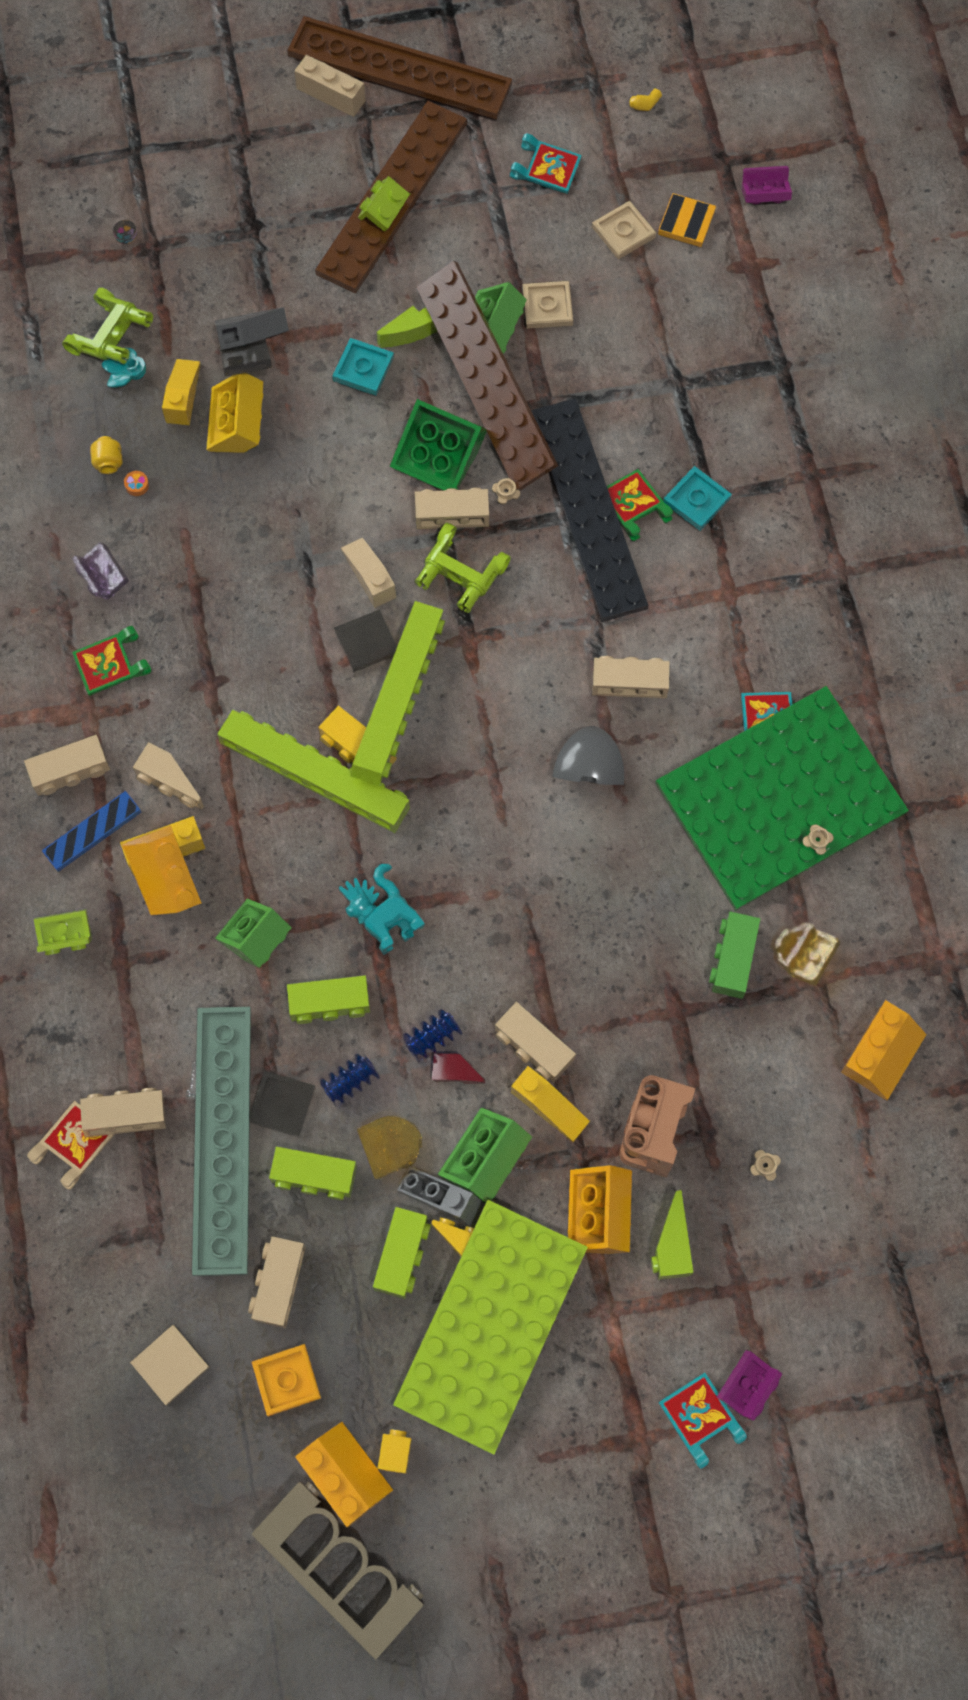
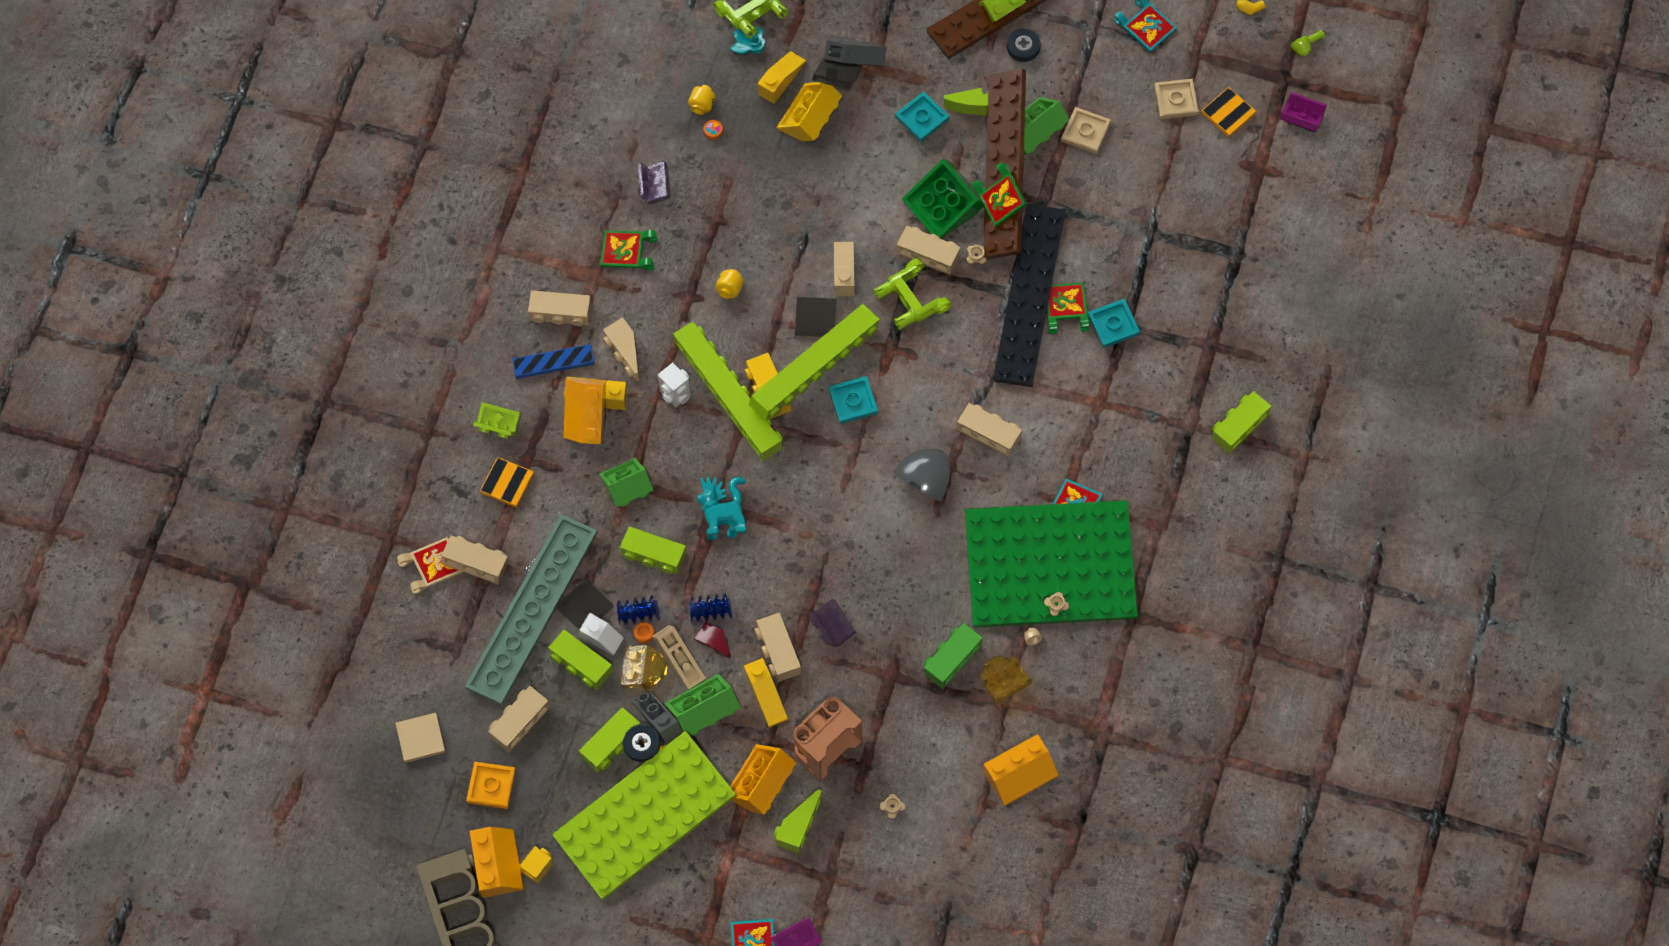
camera: 30 degrees right, 5 degrees down
(112, 1000) = (507, 482): none -> tile
(250, 647) = (729, 283): none -> yellow head
(251, 793) = (674, 385): none -> white brick
(321, 1130) = (600, 634): none -> white slope
(369, 1101) = (643, 632): none -> orange tile
(425, 251) = (1015, 48): none -> black bush
(425, 1110) = (678, 656): none -> tan slope
(458, 1241) = (632, 737): none -> black bush
(461, 715) = (853, 400): none -> teal plate
(507, 412) = (1002, 197): none -> flag
(580, 984) = (832, 624): none -> clear purple bracket
(725, 118) = (1303, 45): none -> lime bar
(808, 888) = (1032, 636): none -> tan hinge
(893, 542) = (1240, 421): none -> lime brick

